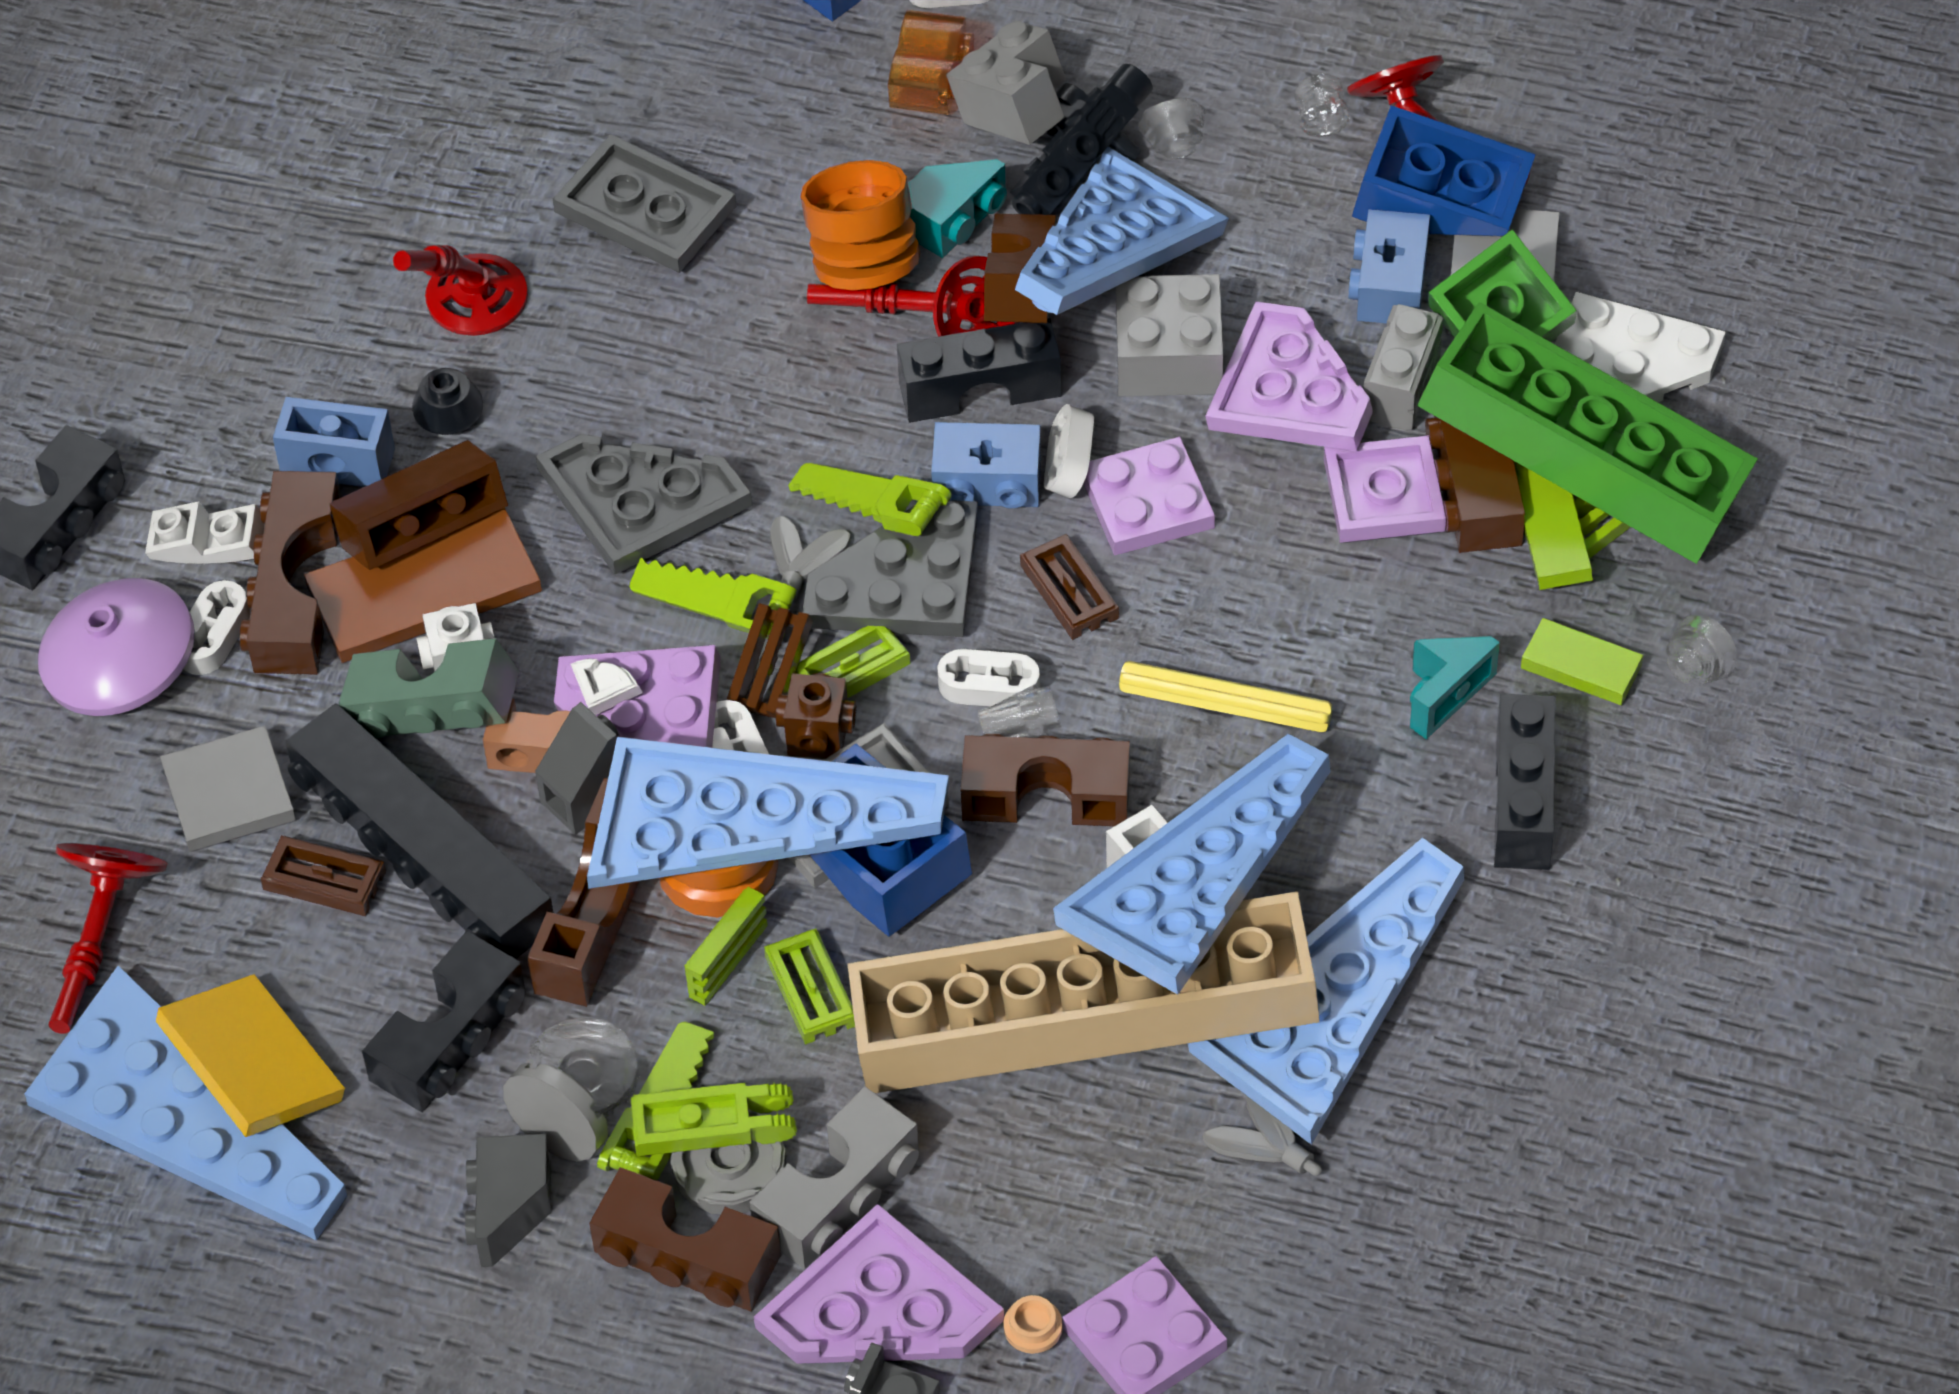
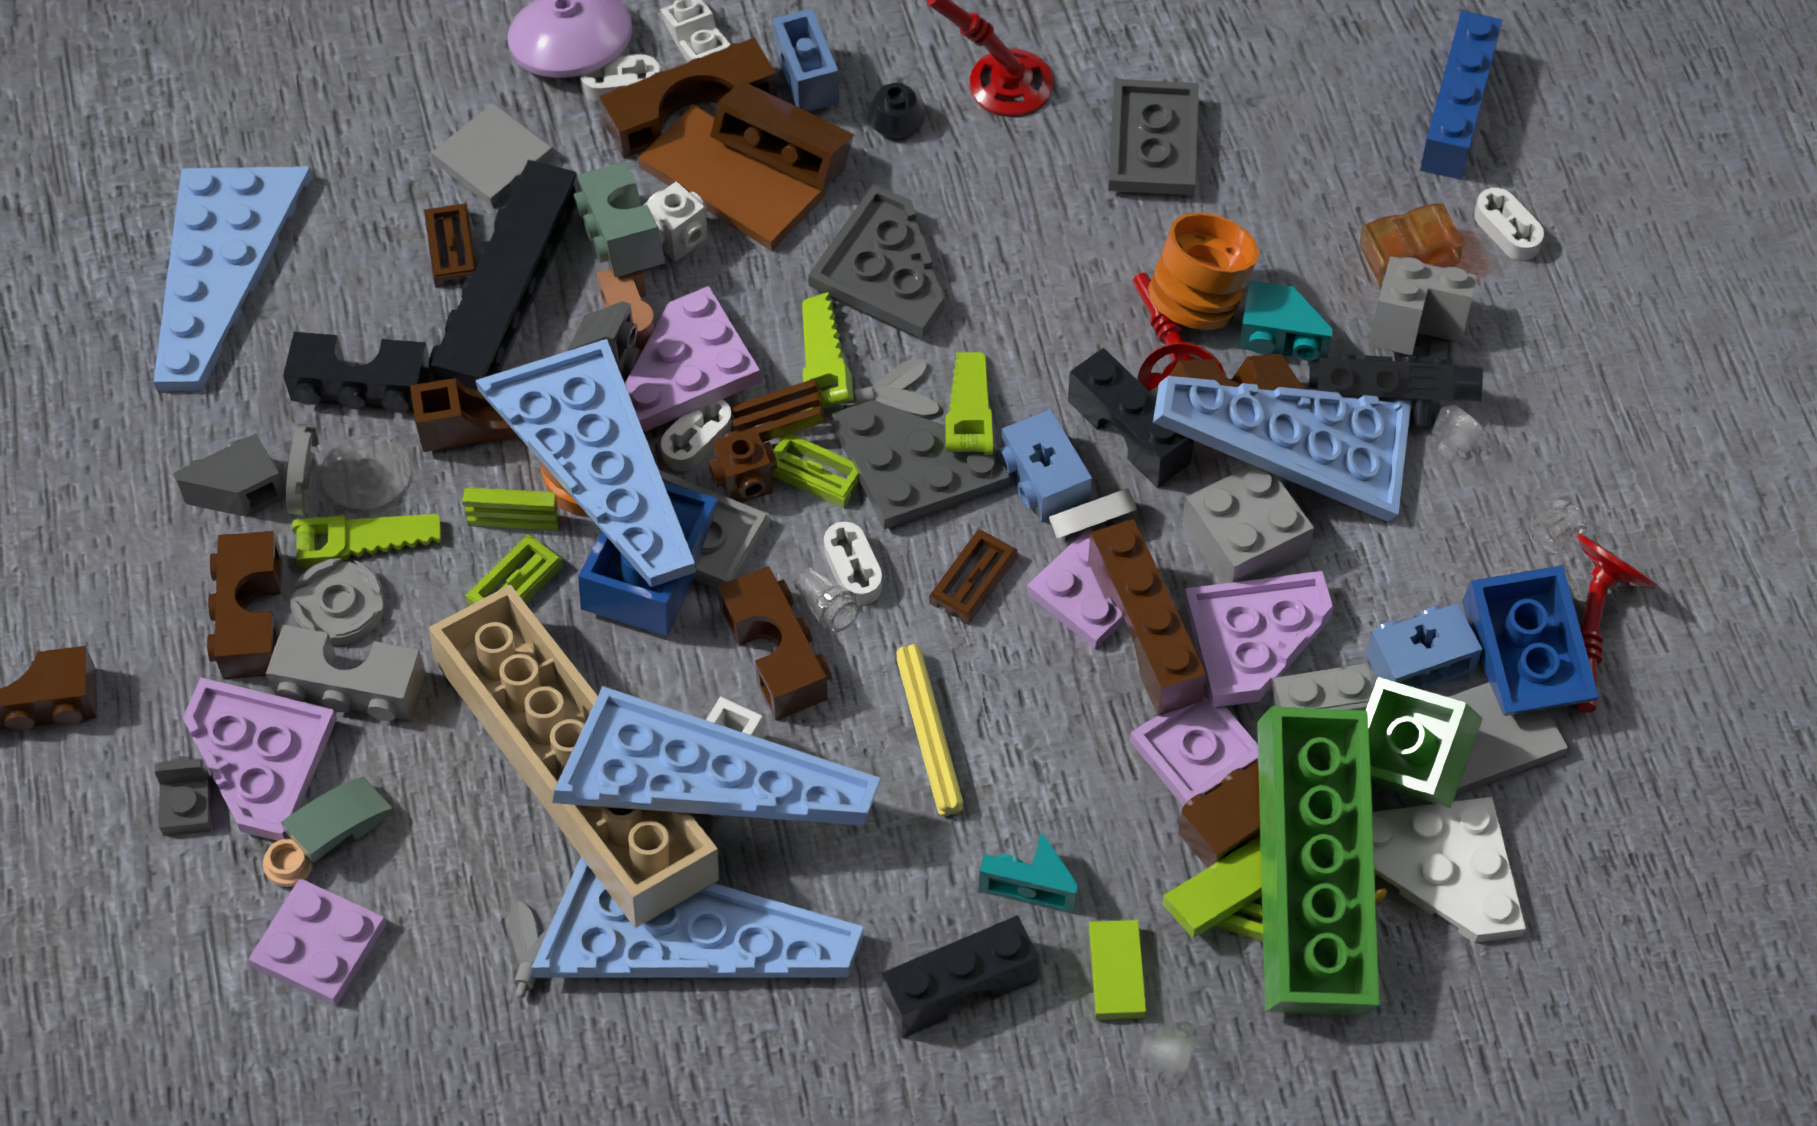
camera: 60 degrees right, 5 degrees up
(108, 872) = (372, 123): red dish -> none
(250, 1055) = (271, 274): yellow tile -> none
(604, 684) = (685, 319): white tile -> none
(711, 1117) = (347, 565): lime hinge -> none
(1015, 1252) = (335, 815): none -> sand green slope
(1289, 448) = (1162, 646): none -> reddish brown arch

